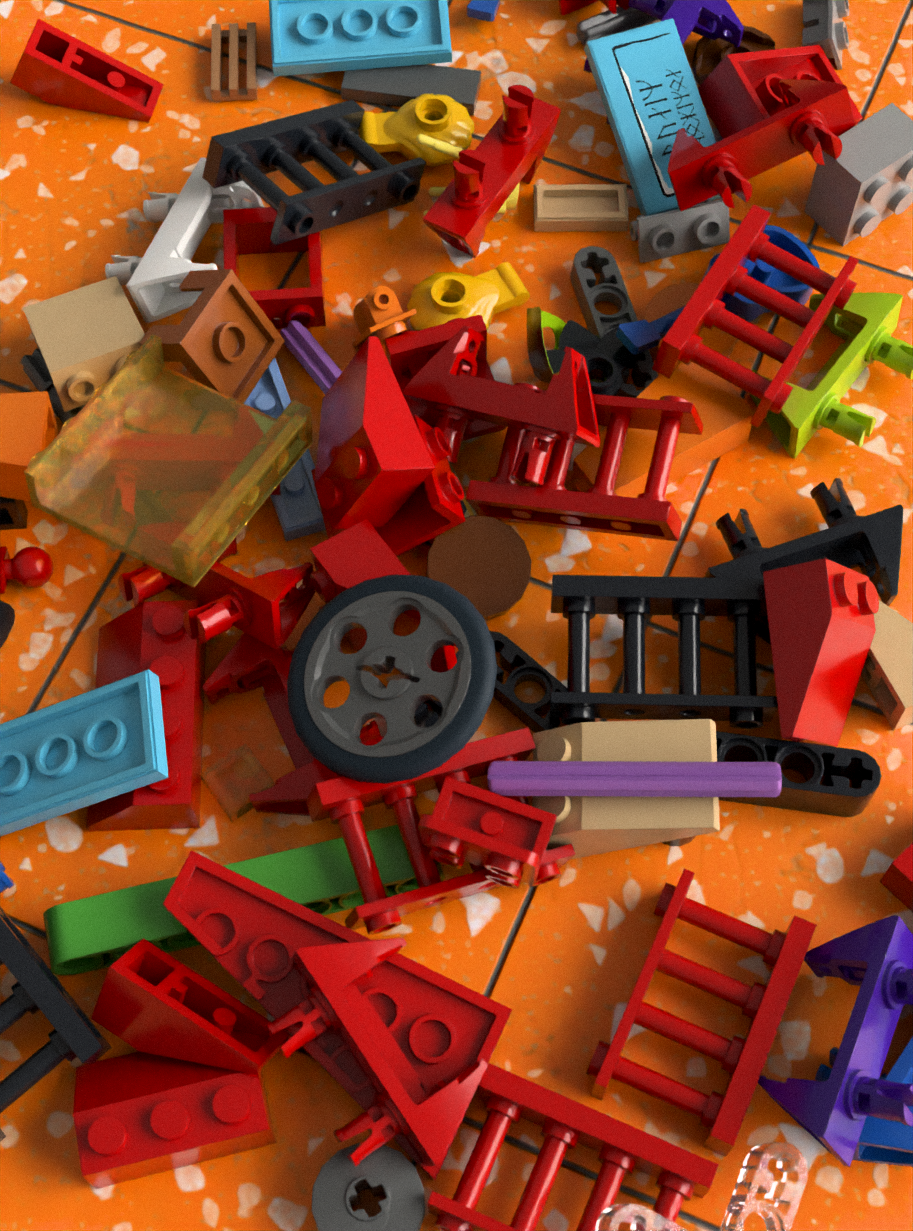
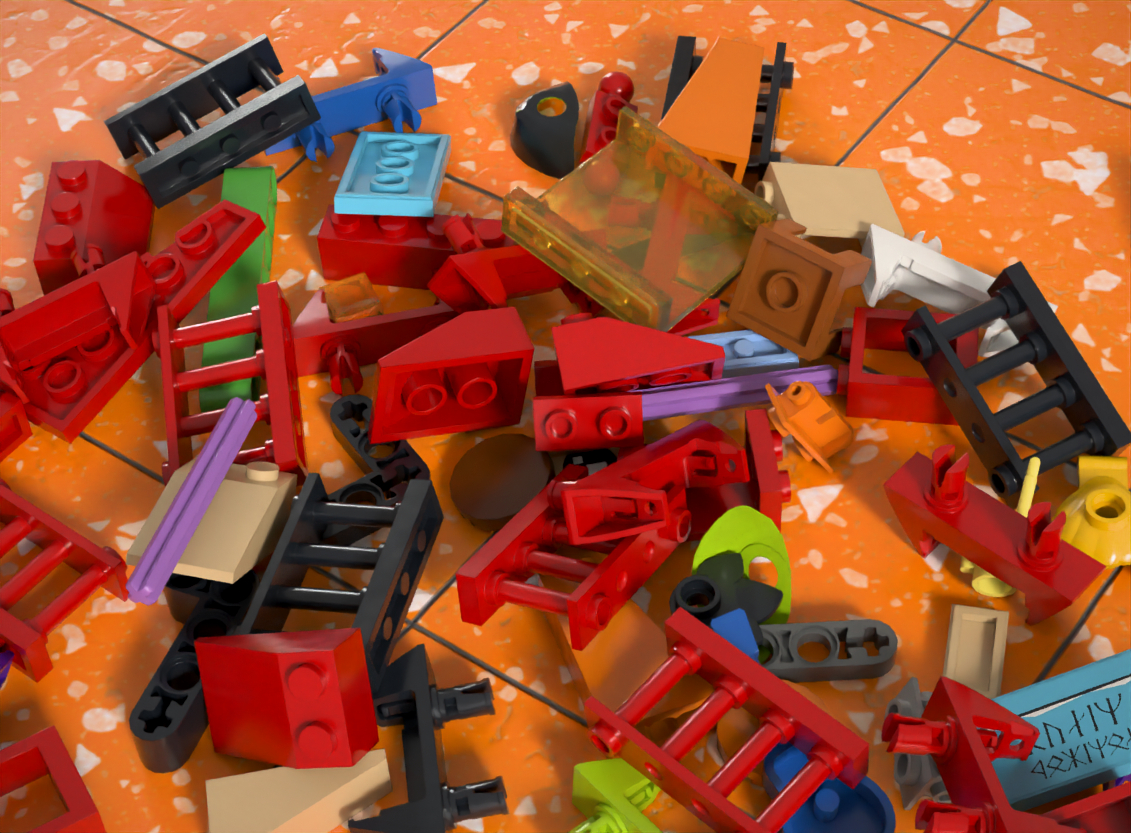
camera: 105 degrees right, 15 degrees down
(180, 1014) = (154, 222): red slope -> none
(406, 749) = (348, 316): wedge -> none
(464, 296) = (838, 514): yellow animal -> none
(487, 832) = (177, 381): red bracket -> none

